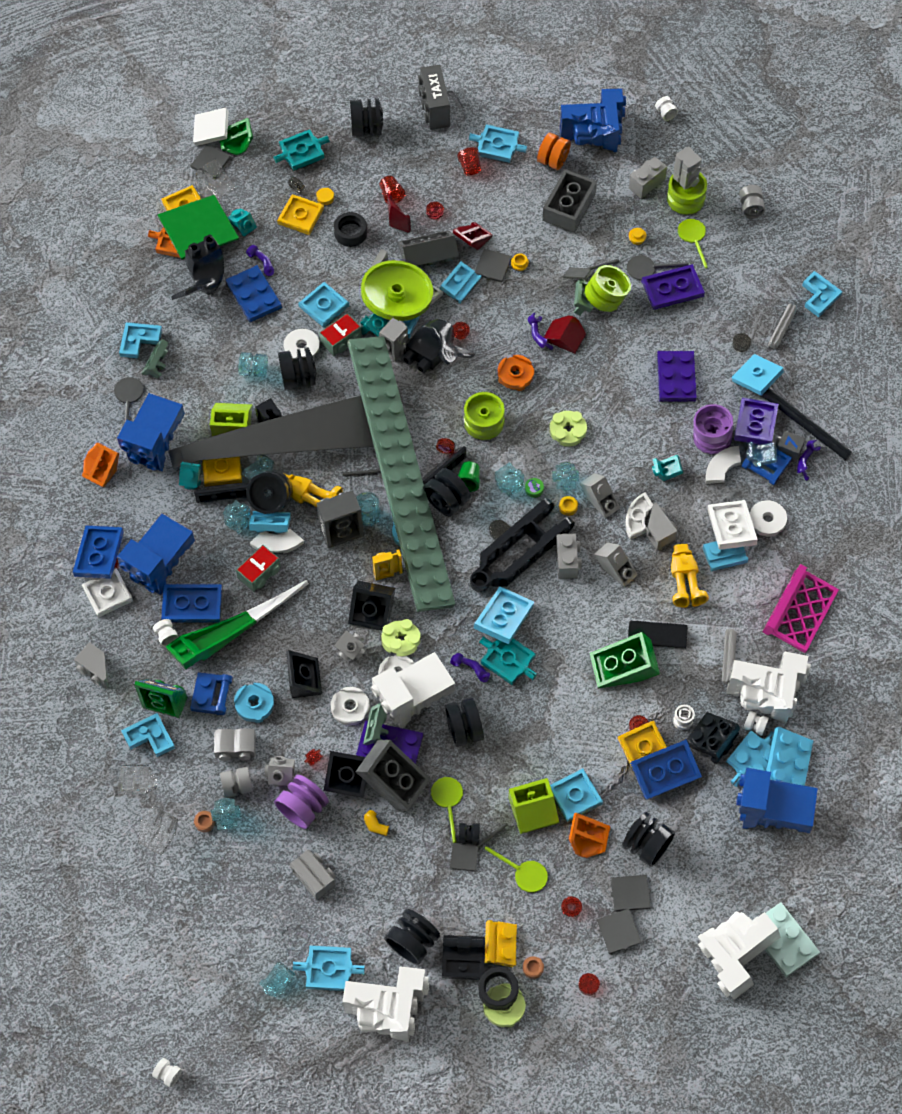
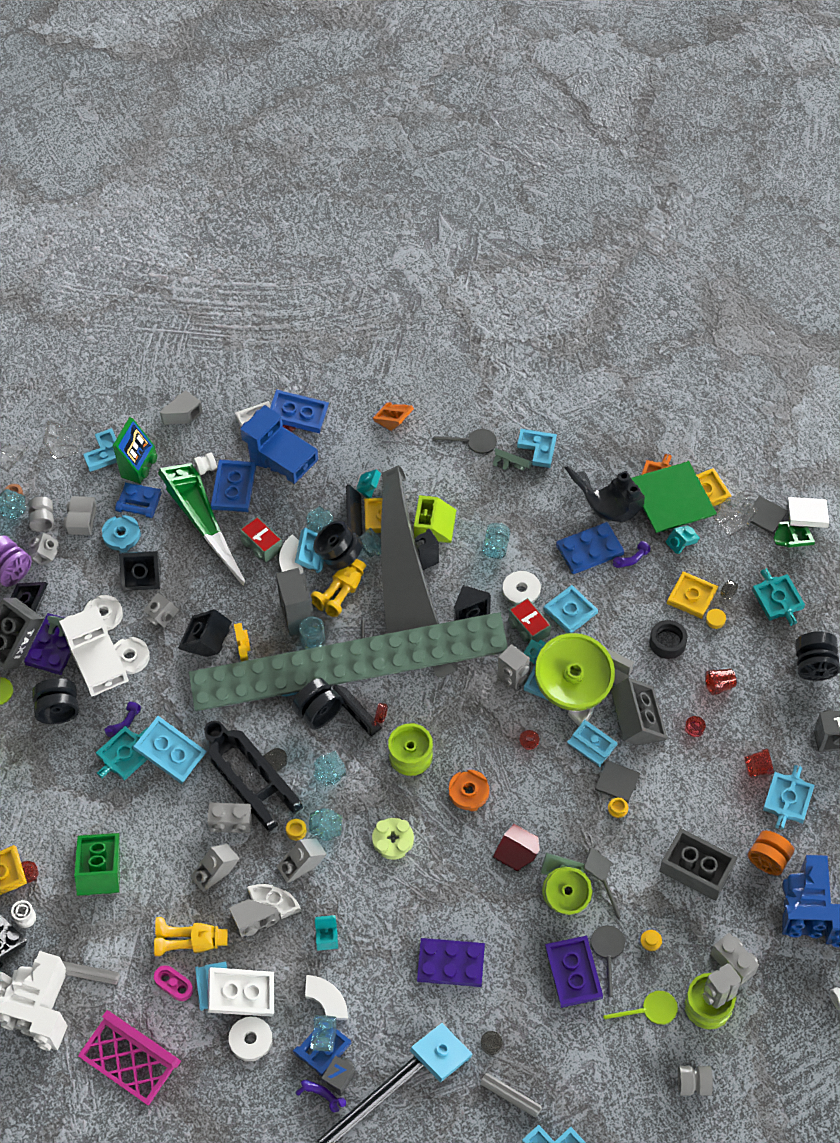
camera: 95 degrees right, 5 degrees down
(151, 432) = (413, 445): blue brick -> none
(297, 368) = (484, 572): black wheel -> none
(313, 757) = (54, 577): clear red plate -> none
(331, 379) = (471, 603): none -> black slope
(397, 218) = (685, 680): dark red slope -> none
(400, 628) = (159, 666): yellowish green plate -> none
(432, 345) = (506, 706): black hips -> none
(470, 475) = (340, 731): green piece -> none
(473, 235) = (656, 758): dark red slope -> none
(534, 487) = (322, 797): bright green tile -> none
(541, 341) = (508, 819): dark purple piece -> none
(661, 633) = (126, 902): black slope -> none
(713, 428) = (369, 974): medium lavender wheel -> none
(728, 584) = (174, 984): none -> dark pink plate
(756, 421) = (372, 1038): plate -> none

